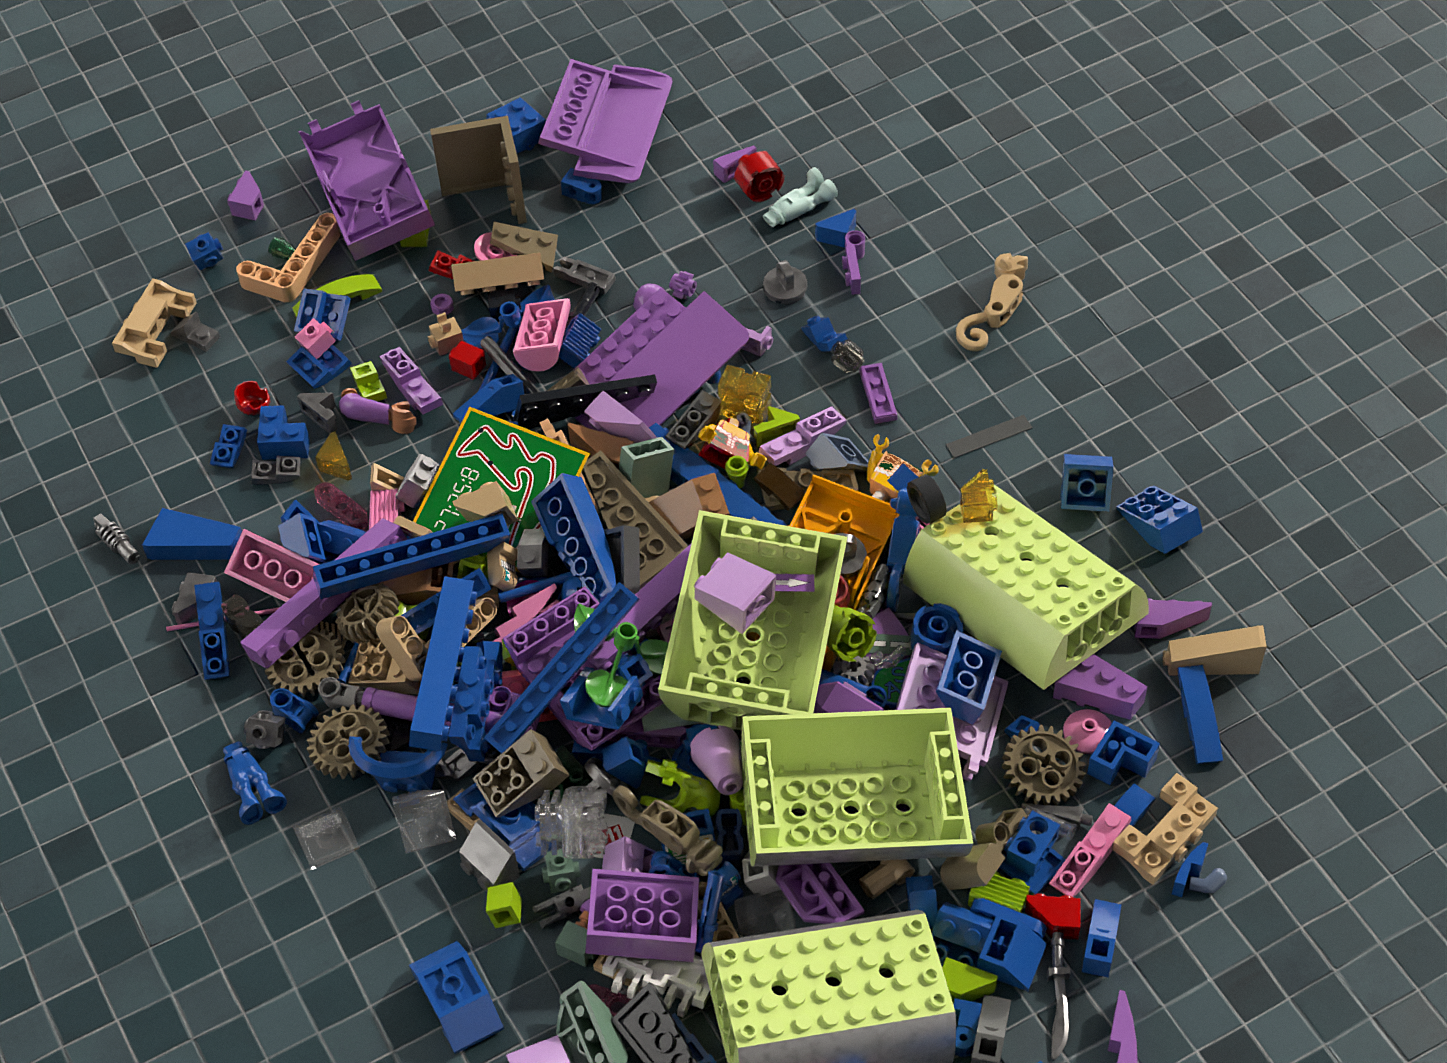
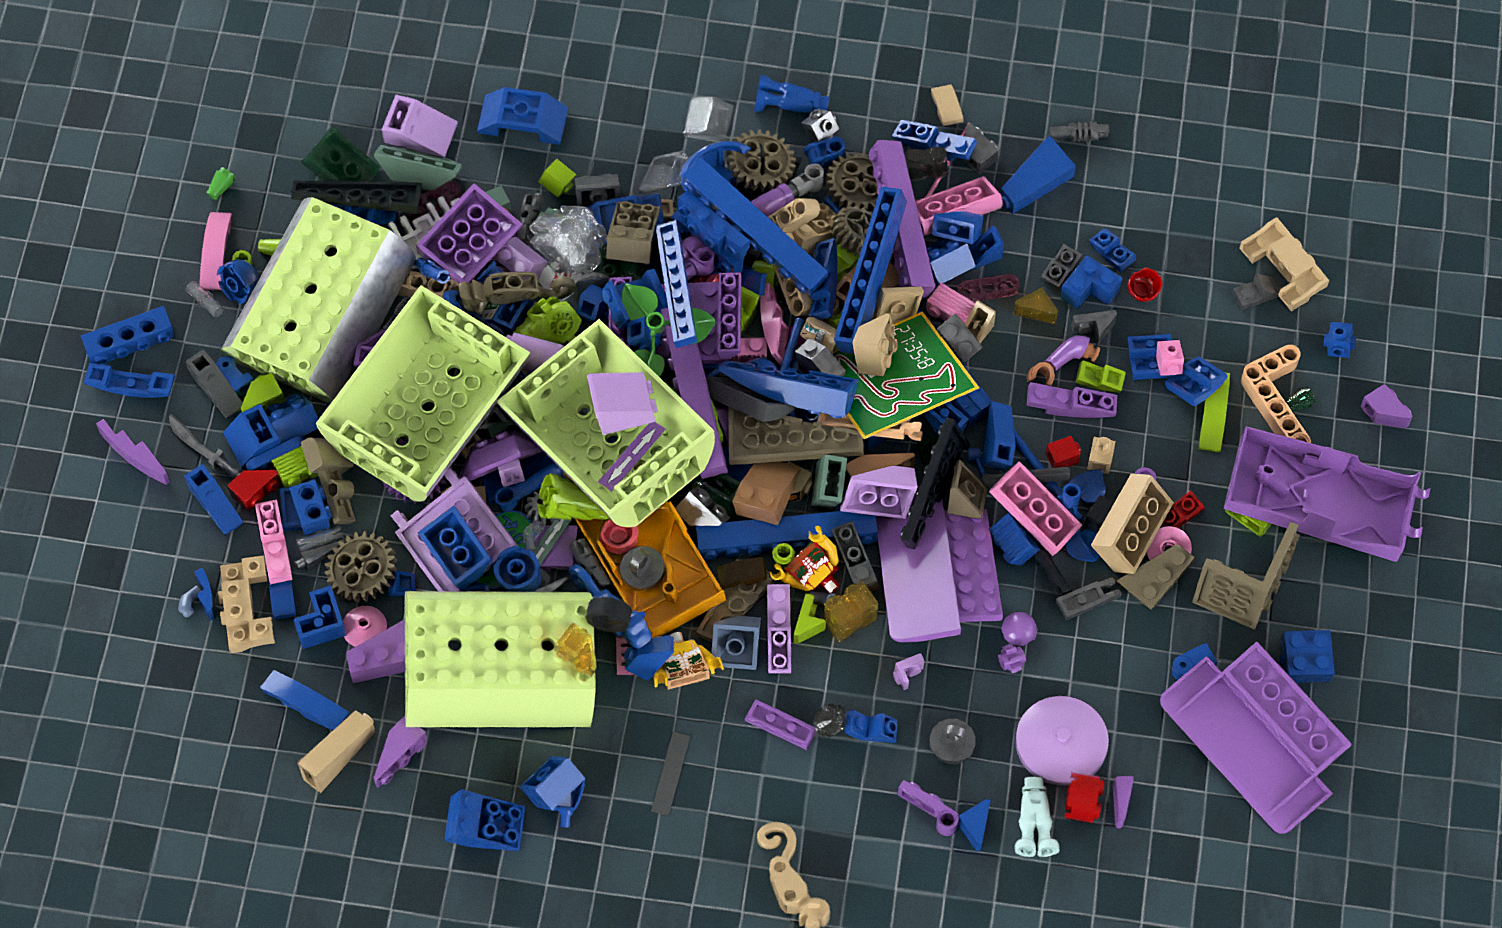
camera: 125 degrees right, 10 degrees up
(155, 656) = (947, 105): none -> tan slope
(719, 226) = (1061, 738): none -> lavender dish

